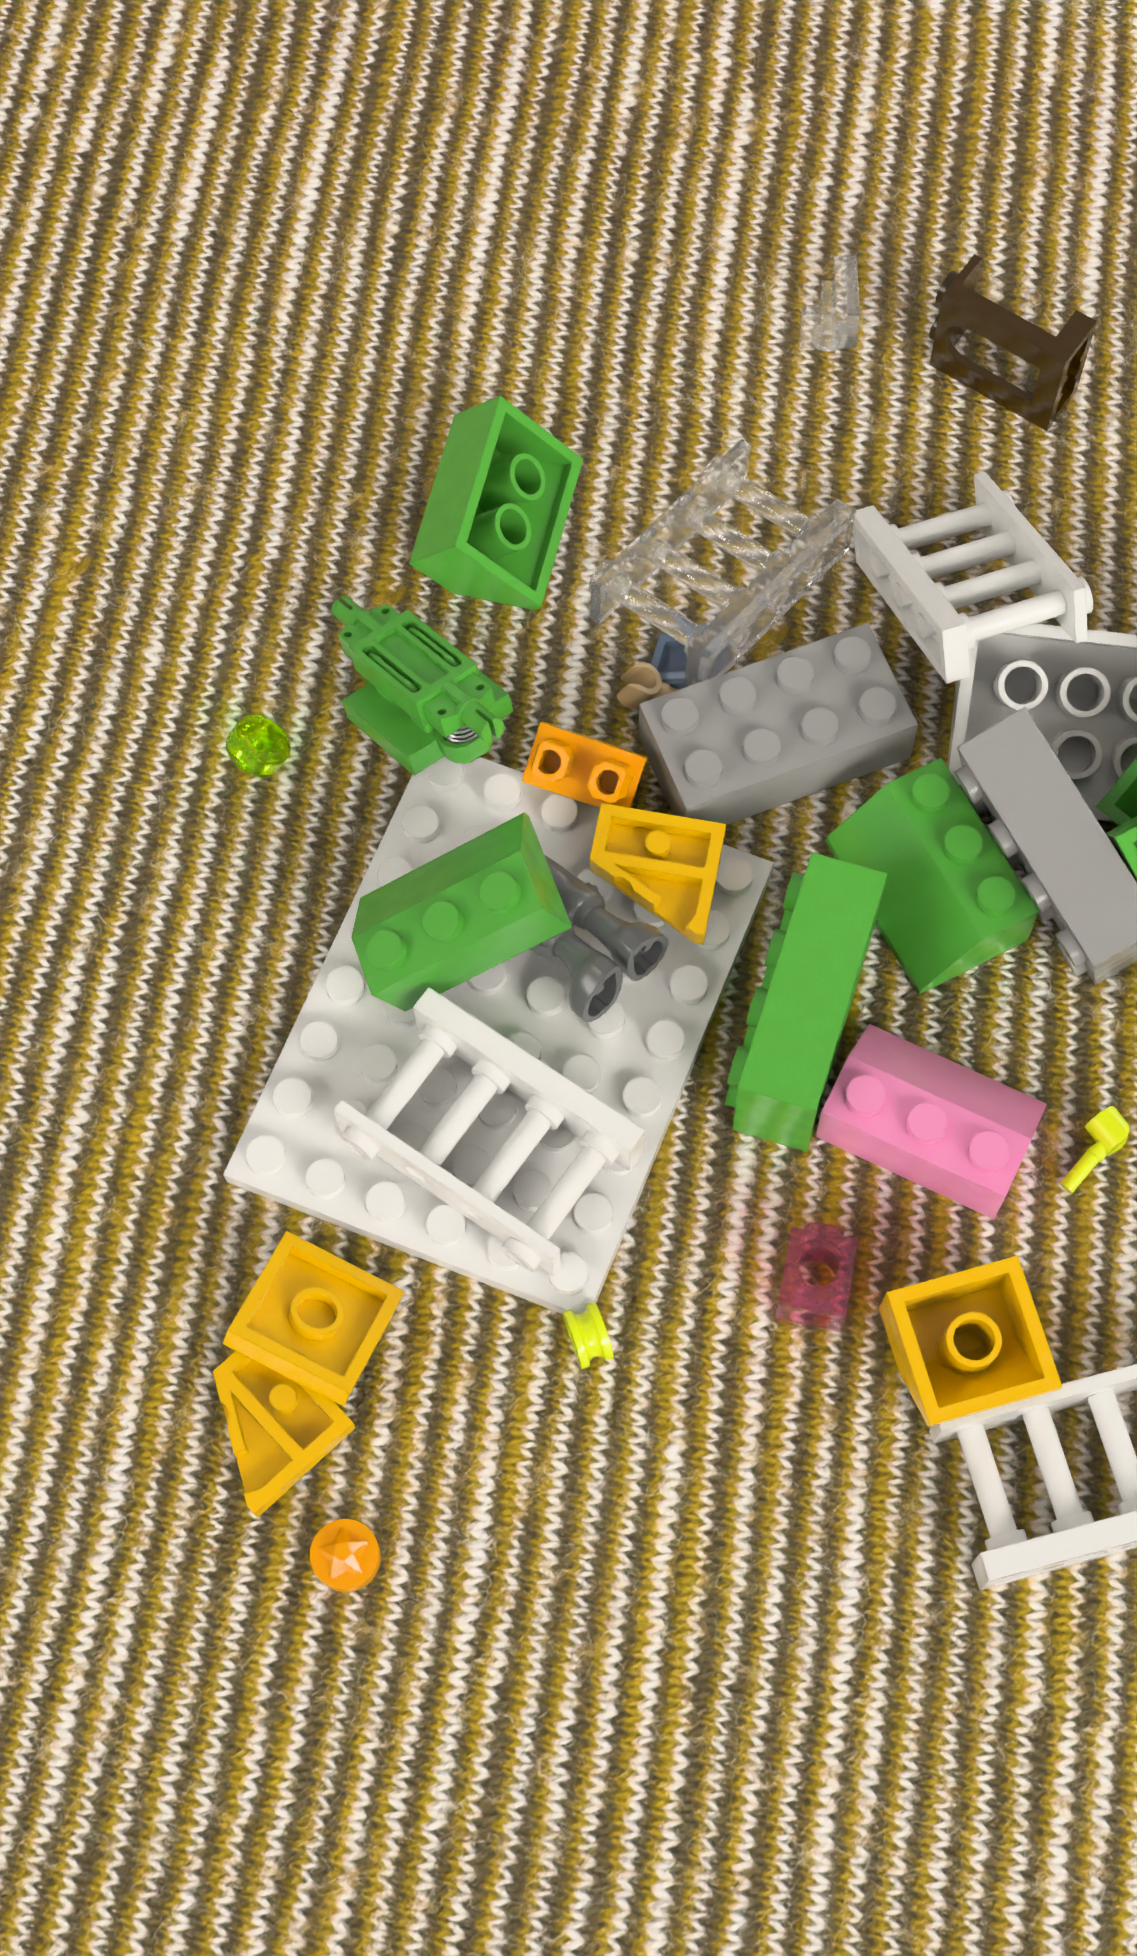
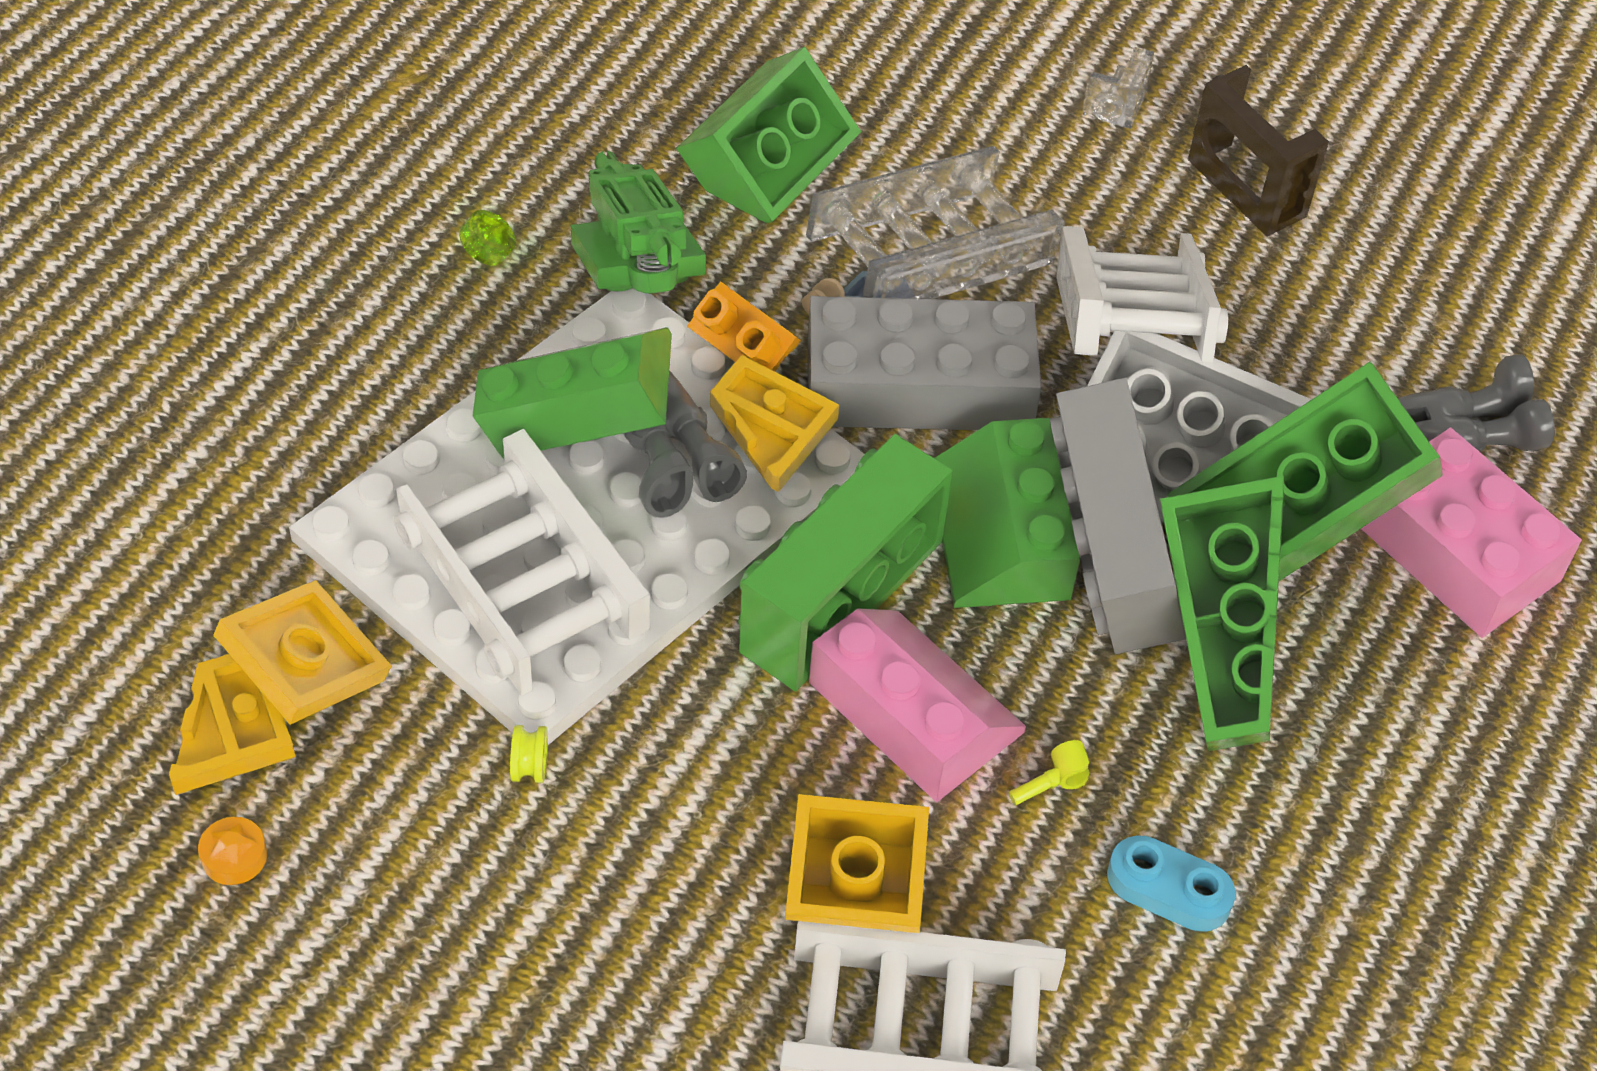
camera: 15 degrees right, 15 degrees down
(809, 1304) = (745, 803): clear pink brick -> none

